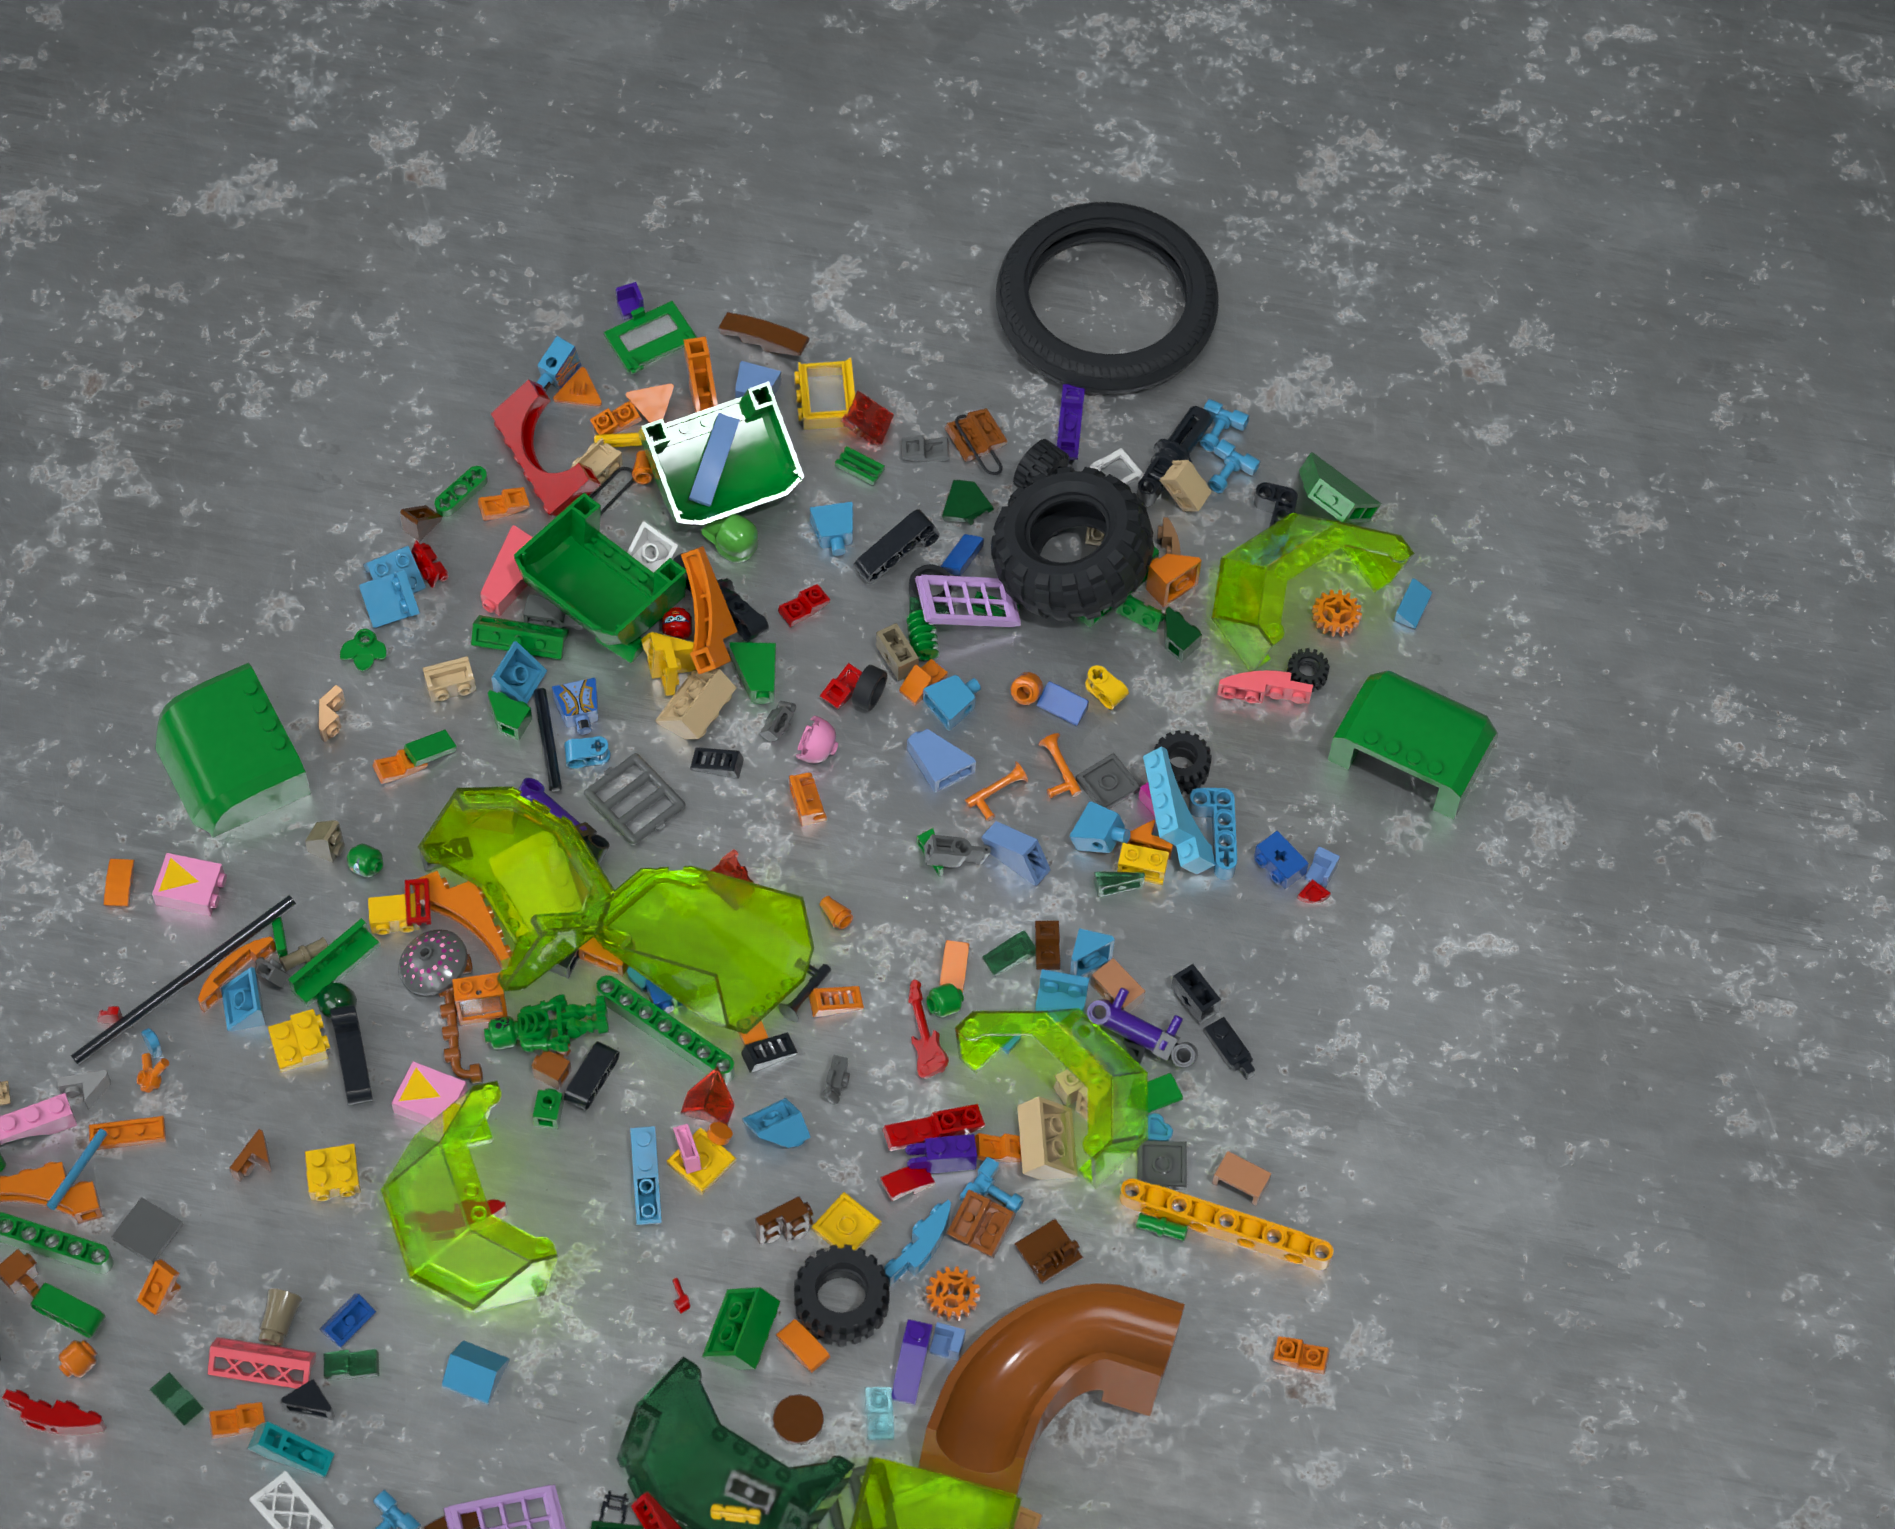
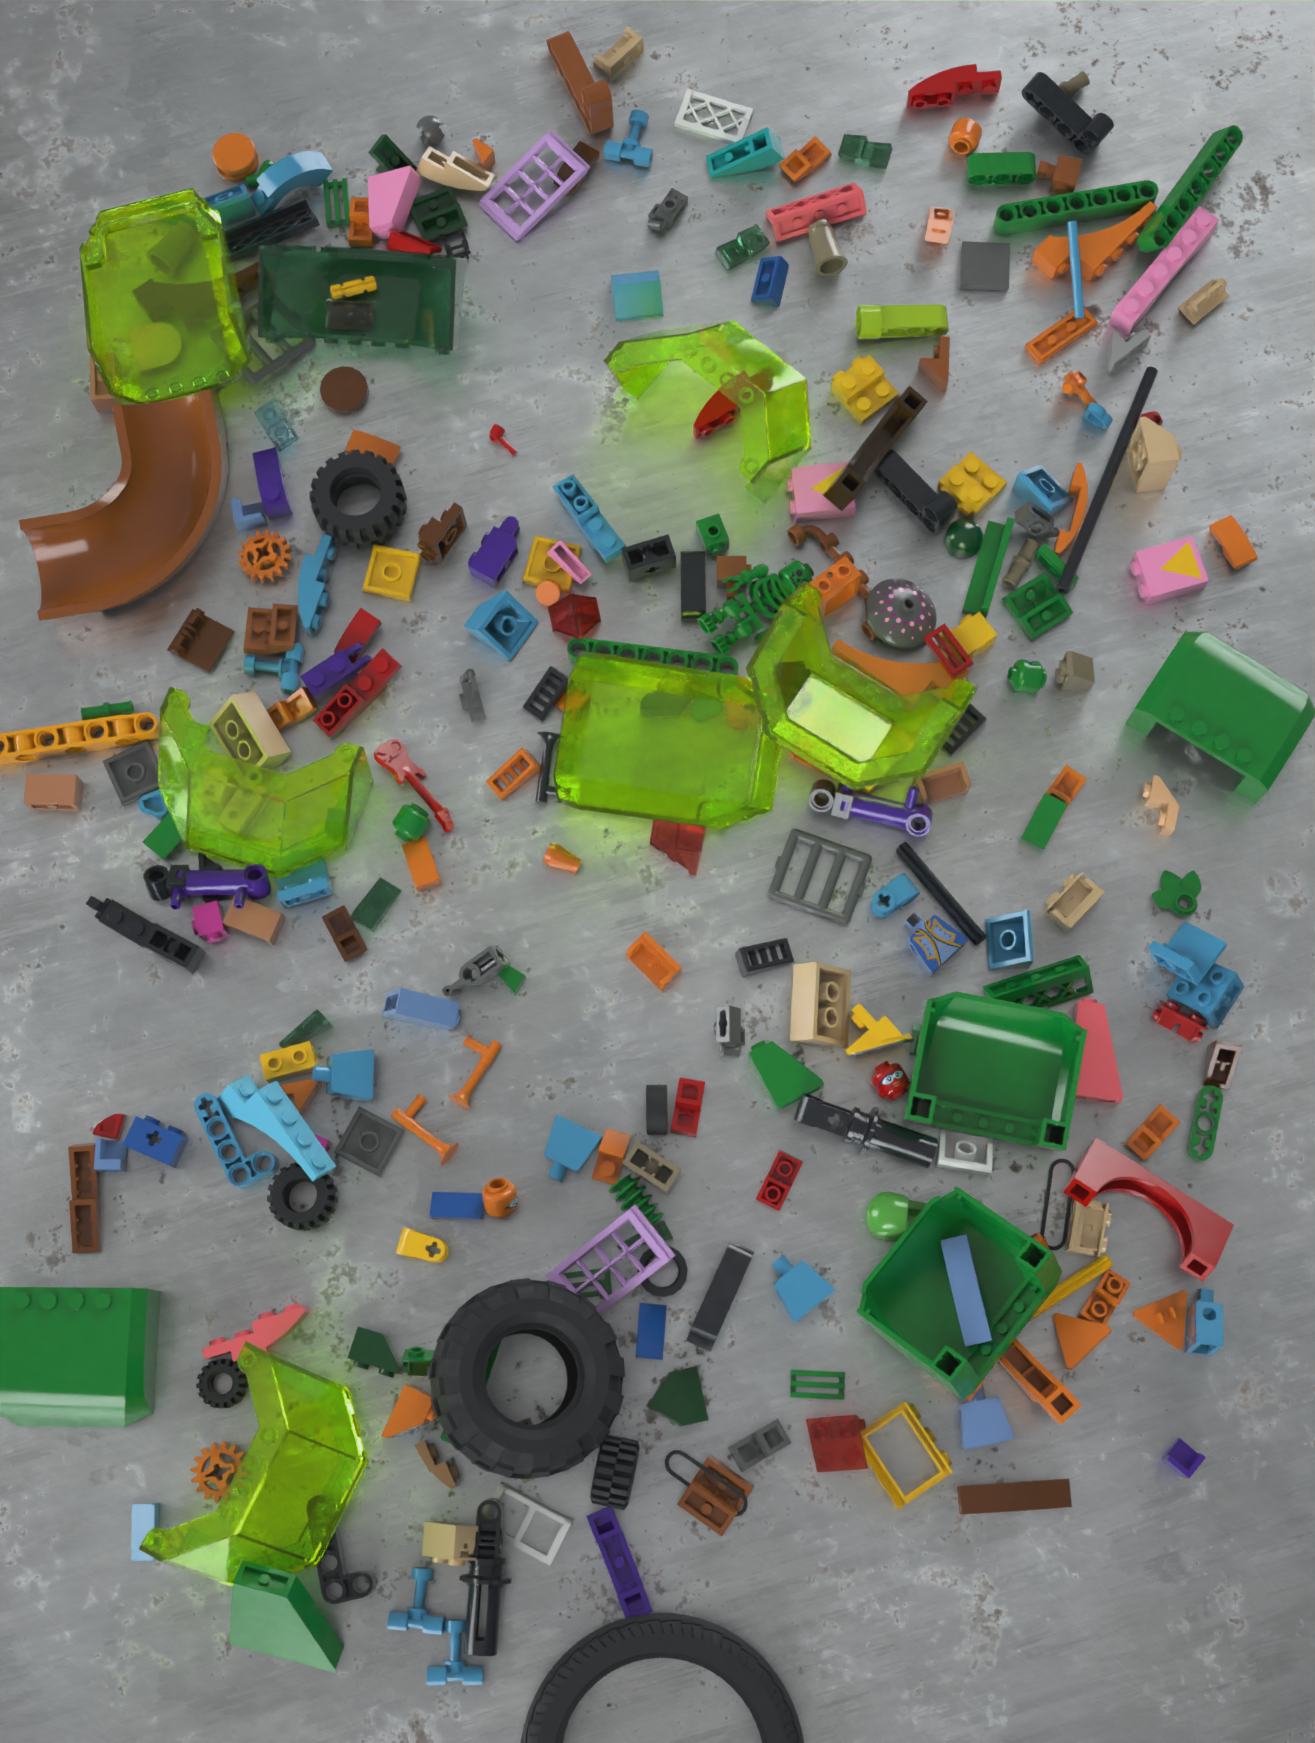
camera: 160 degrees right, 15 degrees up
(141, 961) = (1152, 456): none -> tan slope
(278, 1219) = (901, 321): none -> lime beam
(308, 1401) = (754, 198): black slope -> none
(315, 916) = (1037, 605): none -> green slope
(321, 1122) = (874, 448): none -> dark brown arch
(397, 1435) = (668, 211): none -> dark grey piece
(509, 715) = (991, 894): green slope -> none
(615, 1112) = (648, 557): none -> black brick
(649, 336) = (1134, 1430): green piece -> none
(711, 613) = (850, 1086): orange arch -> none
(741, 1328) = (432, 434): green slope -> none
(745, 1190) = (496, 553): none -> dark purple hinge
(817, 741) = (676, 1024): bright pink cylinder -> none
(939, 760) = (548, 1071): medium blue slope -> none
(1091, 952) = (294, 932): dark azure slope -> none
(1156, 1005) = (209, 922): none -> dark pink brick
(1356, 852) = (85, 1199): none -> dark orange slope

